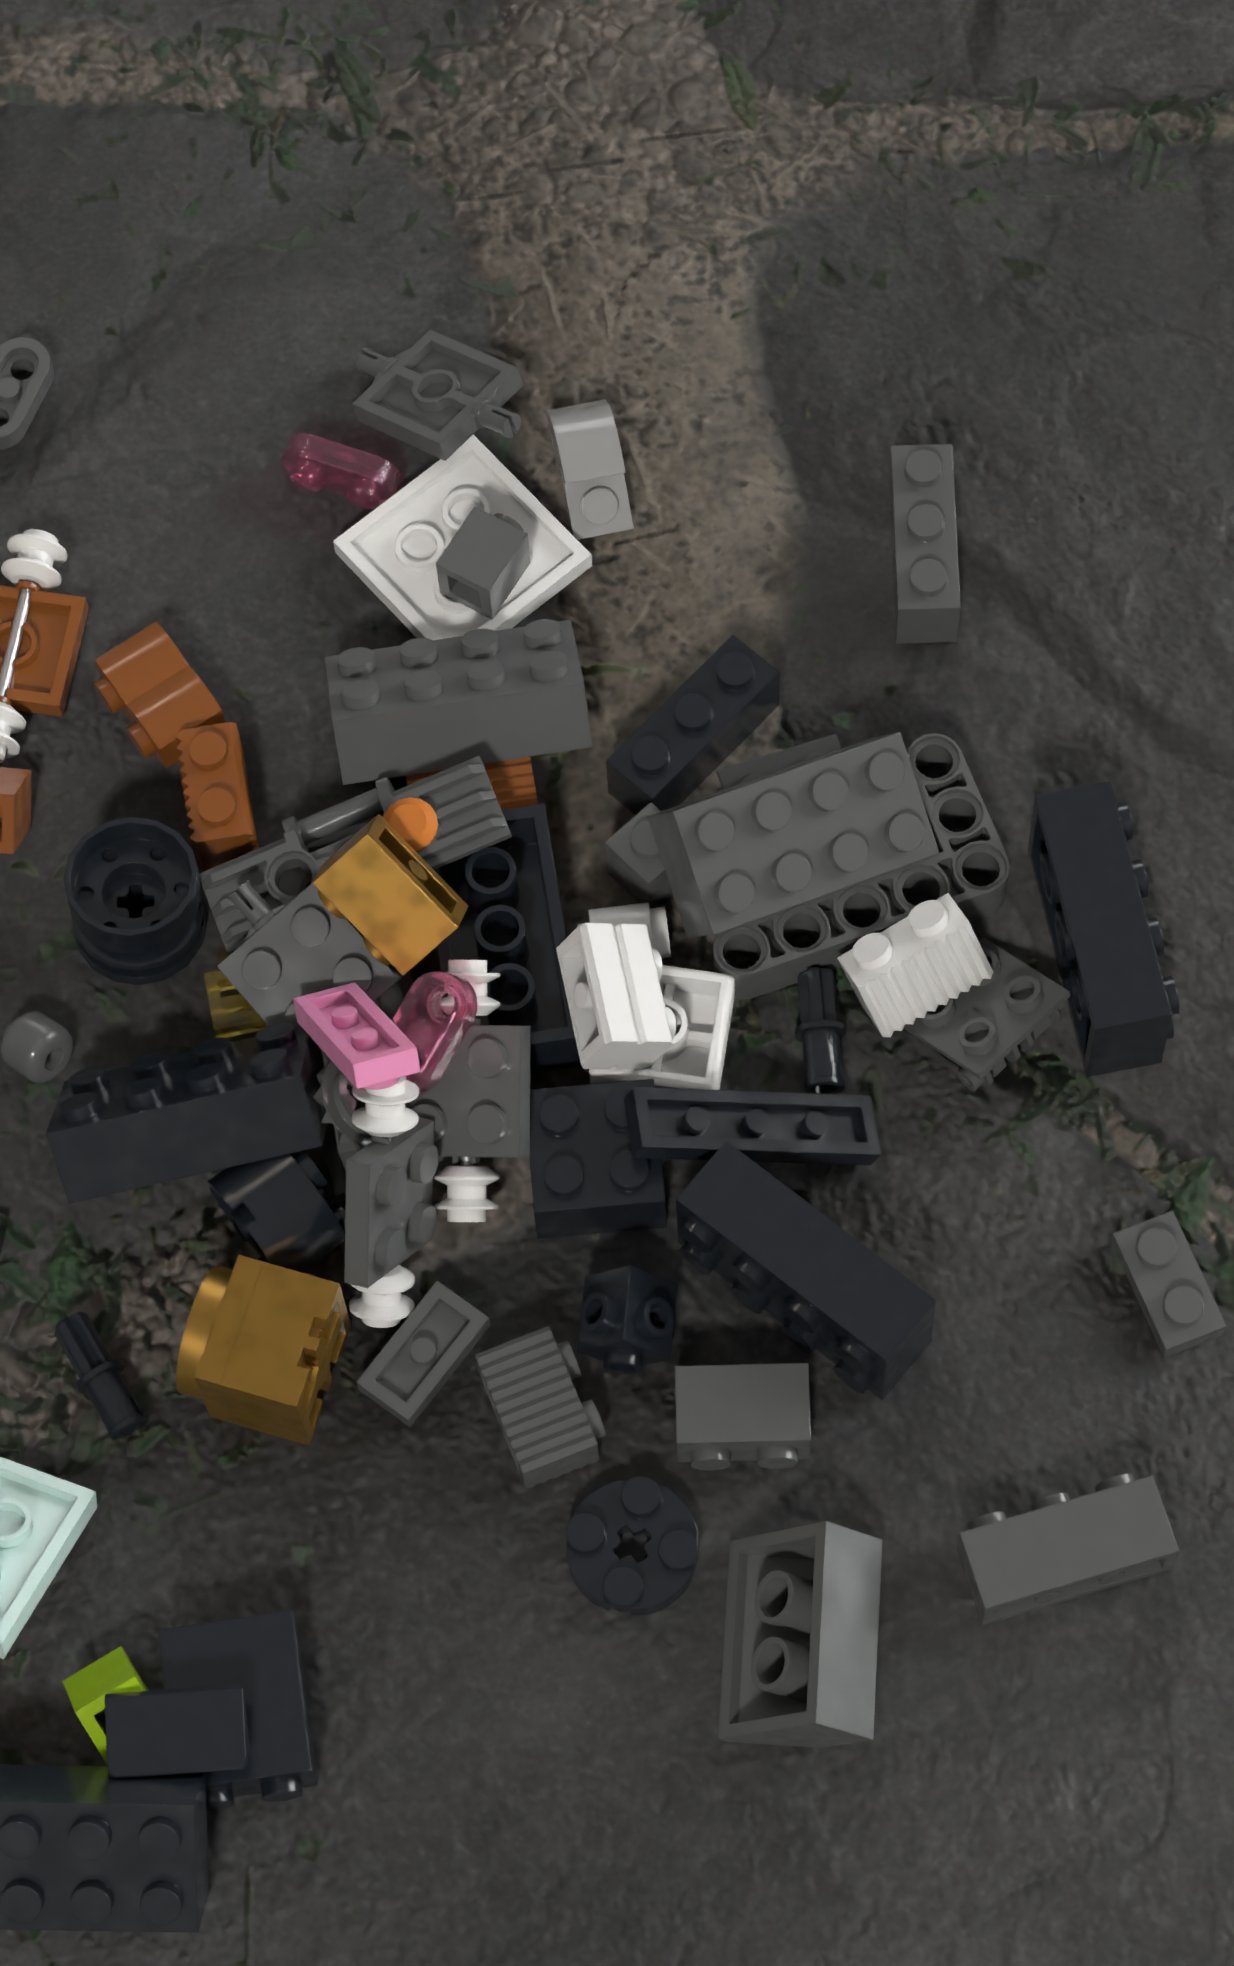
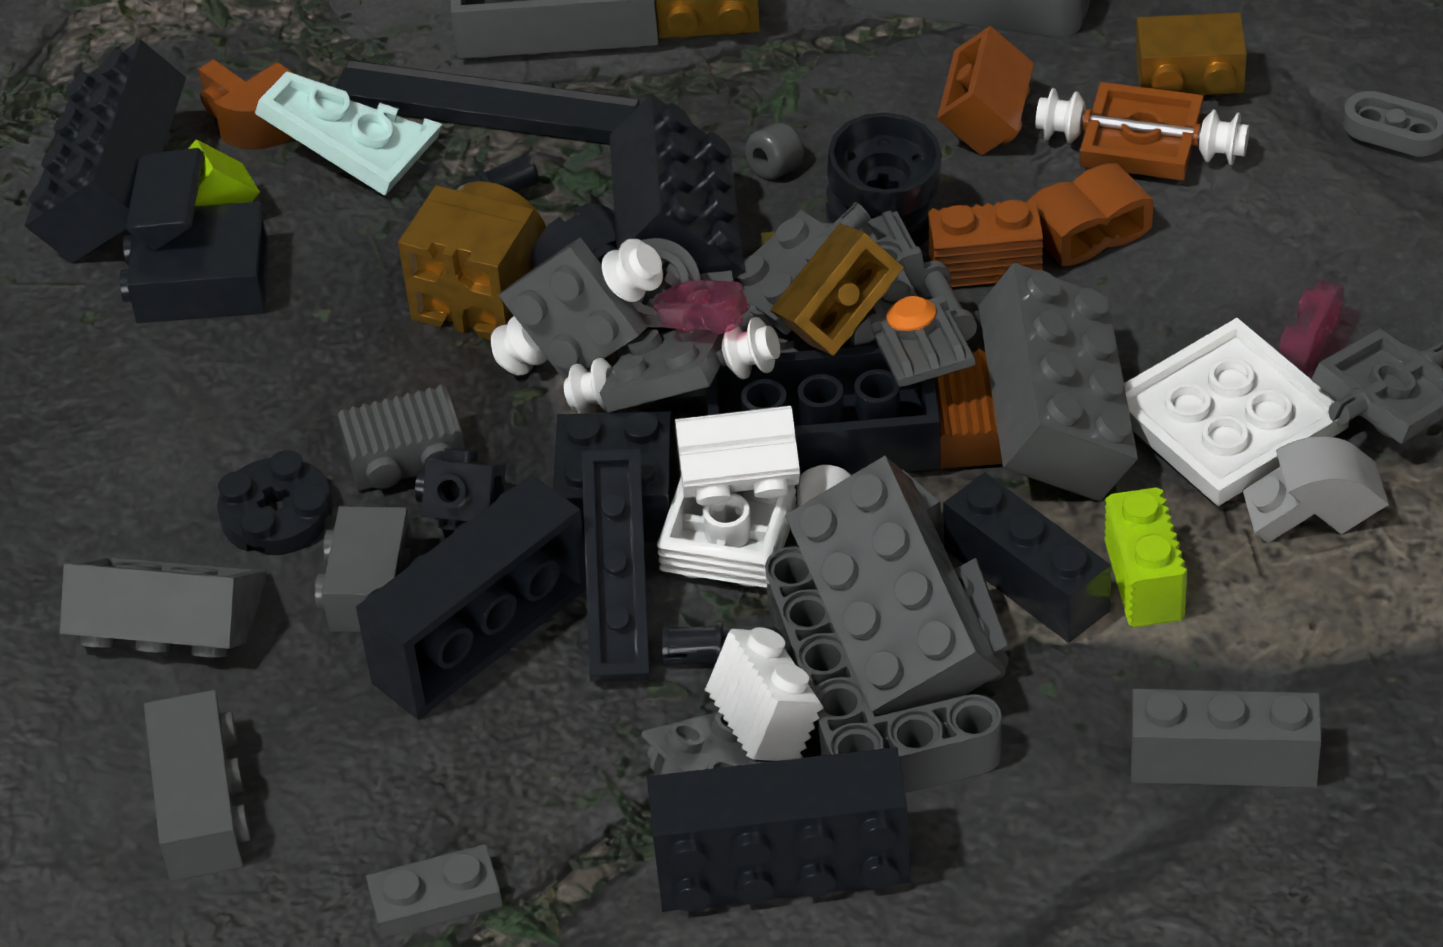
camera: 95 degrees right, 20 degrees down
(357, 1036) = (693, 247): bright pink plate -> none
(423, 1353) = (469, 373): dark grey plate -> none
(484, 561) = (1197, 397): dark grey brick -> none
(686, 619) = (1145, 557): none -> lime brick

